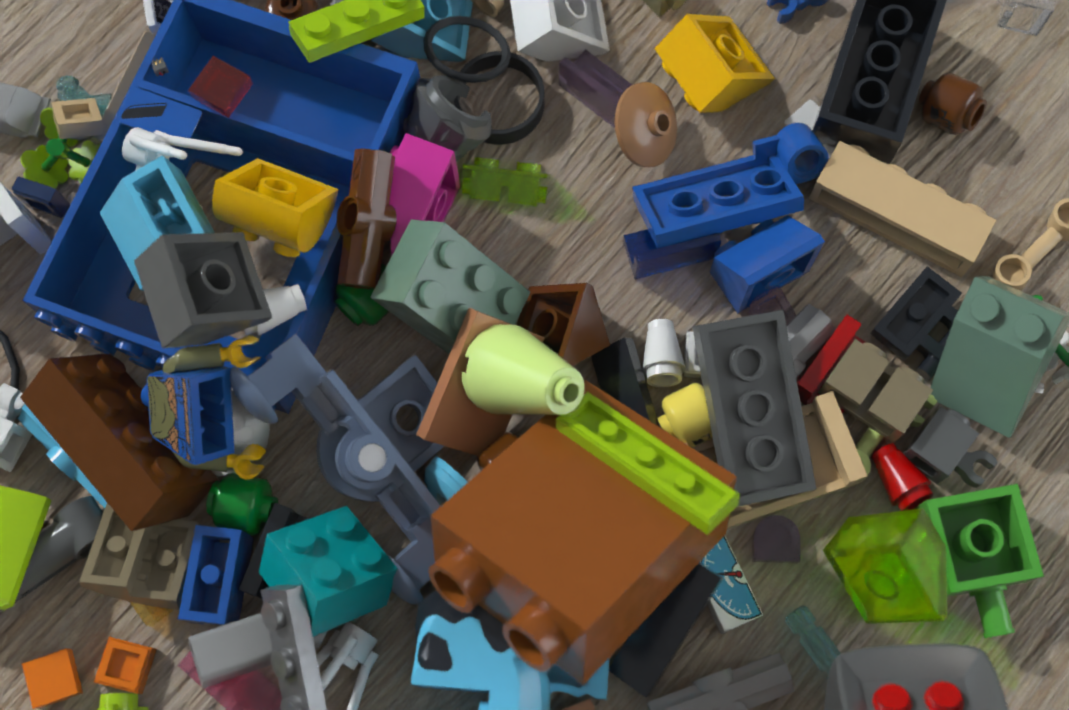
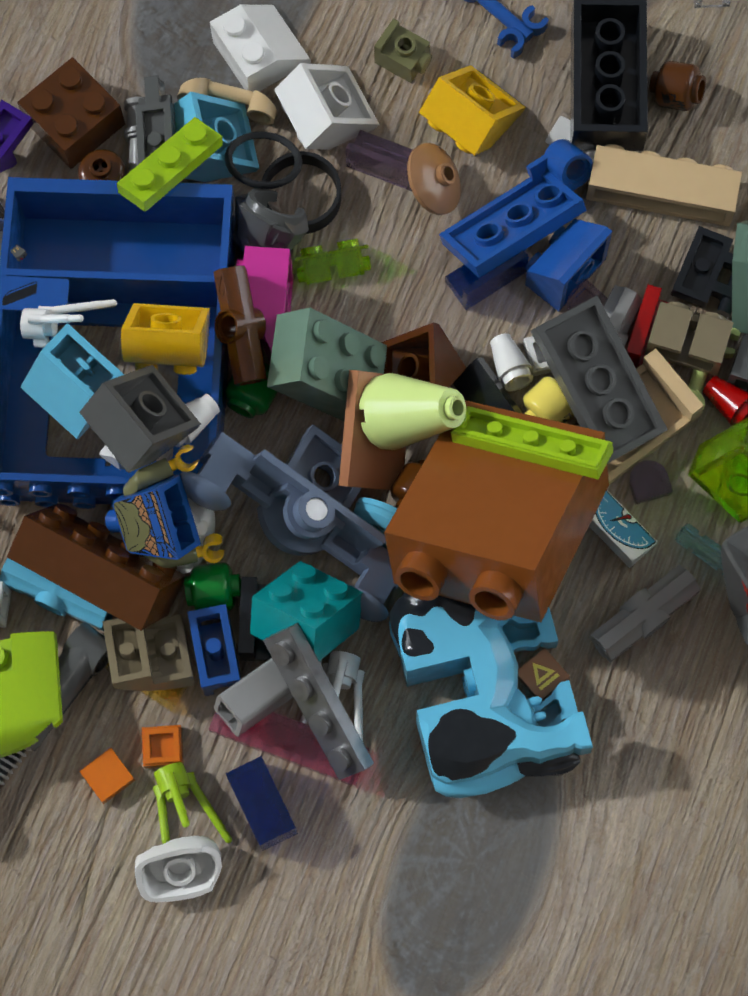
camera: 20 degrees left, 0 degrees up
(220, 86) = (78, 254): clear red tile -> none
(662, 633) = (584, 576): black tile -> none

